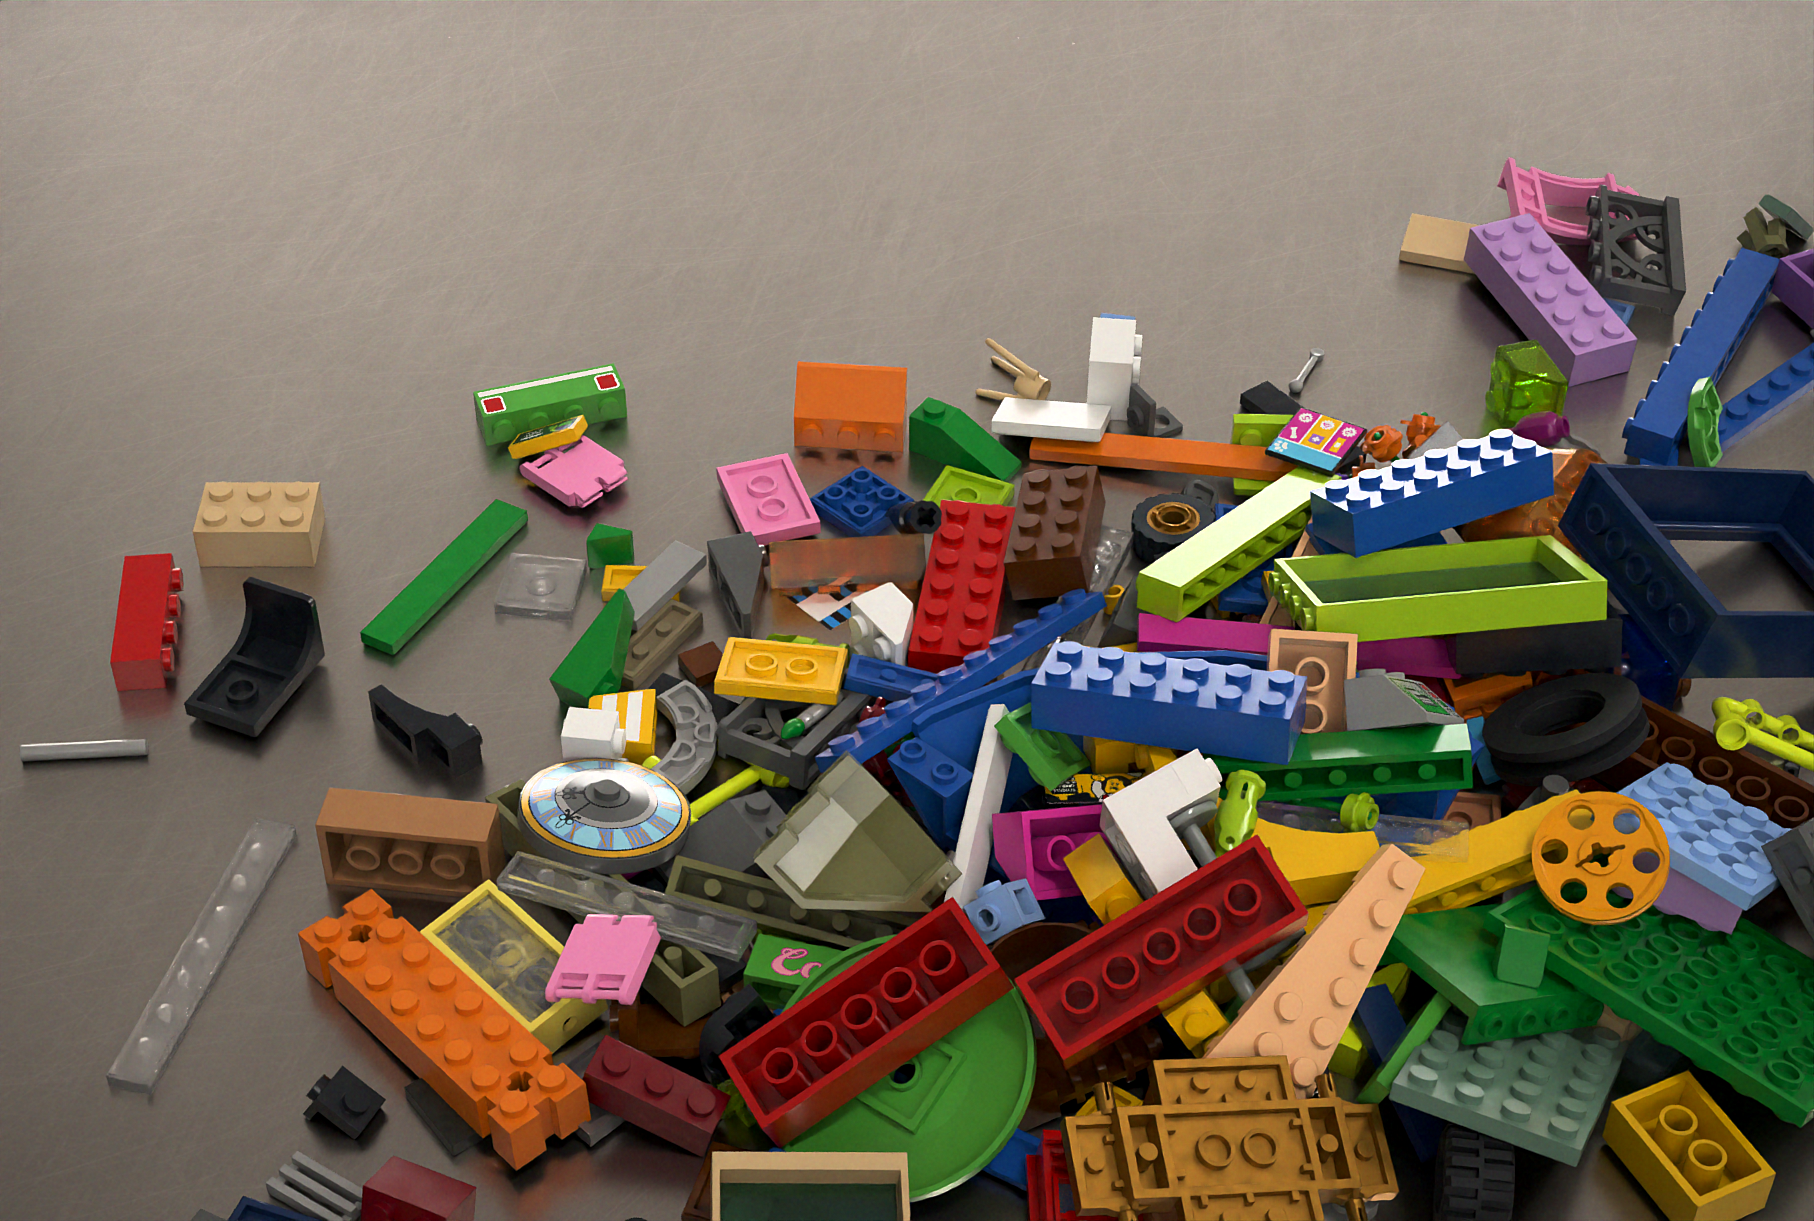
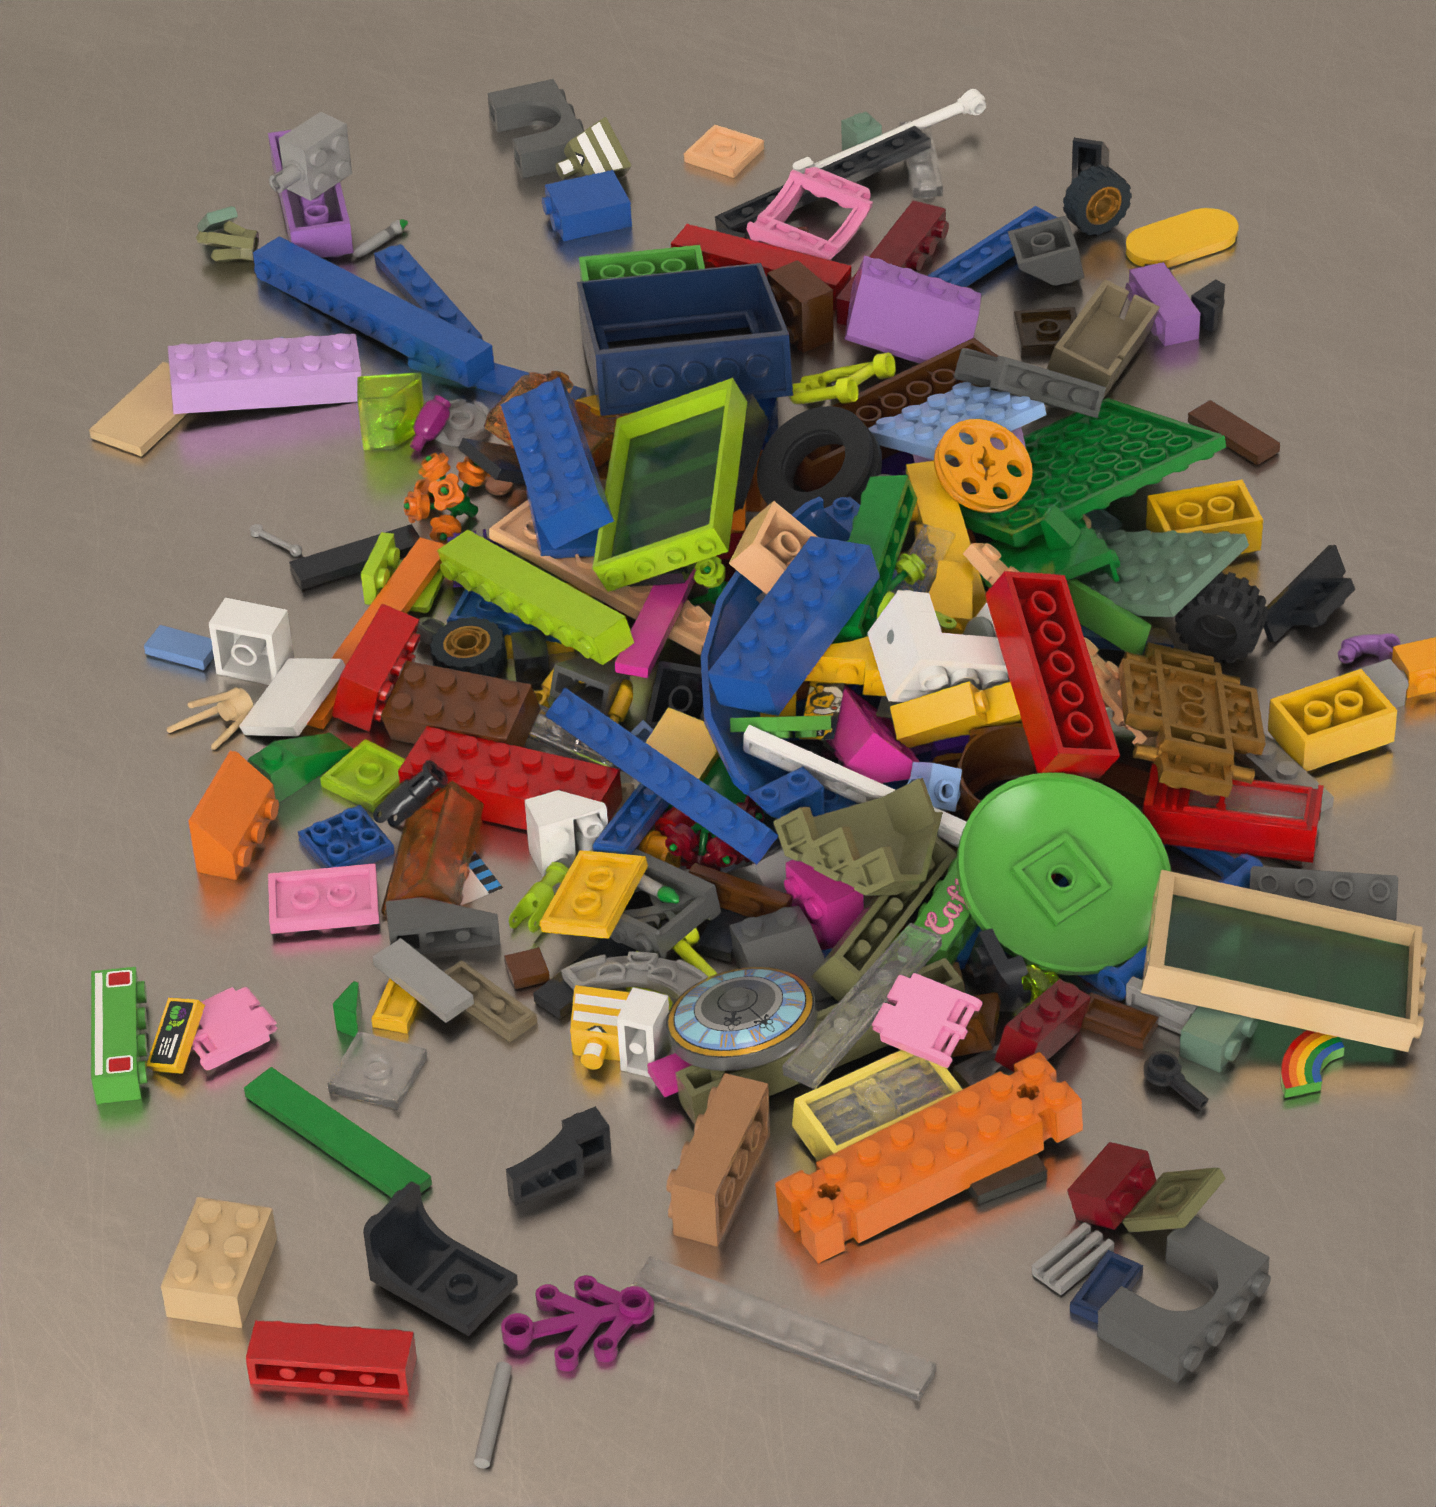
camera: 75 degrees left, 0 degrees up
(225, 822) = (626, 1308): none -> magenta plant
(344, 1101) = (983, 1234): black bracket -> none
(598, 657) = (519, 1022): green slope -> none
(865, 1022) = (1046, 864): red brick -> none
(1110, 441) = (375, 667): none -> red brick
(1143, 412) = (310, 639): dark grey bracket -> none
(1316, 441) = (422, 532): piece -> none
(1392, 701) = (834, 512): light grey slope -> none
(1534, 188) = (101, 344): bright pink wedge -> none
(1656, 217) = (260, 309): dark grey fence -> none
(1703, 422) = (460, 321): bright green tile -> none

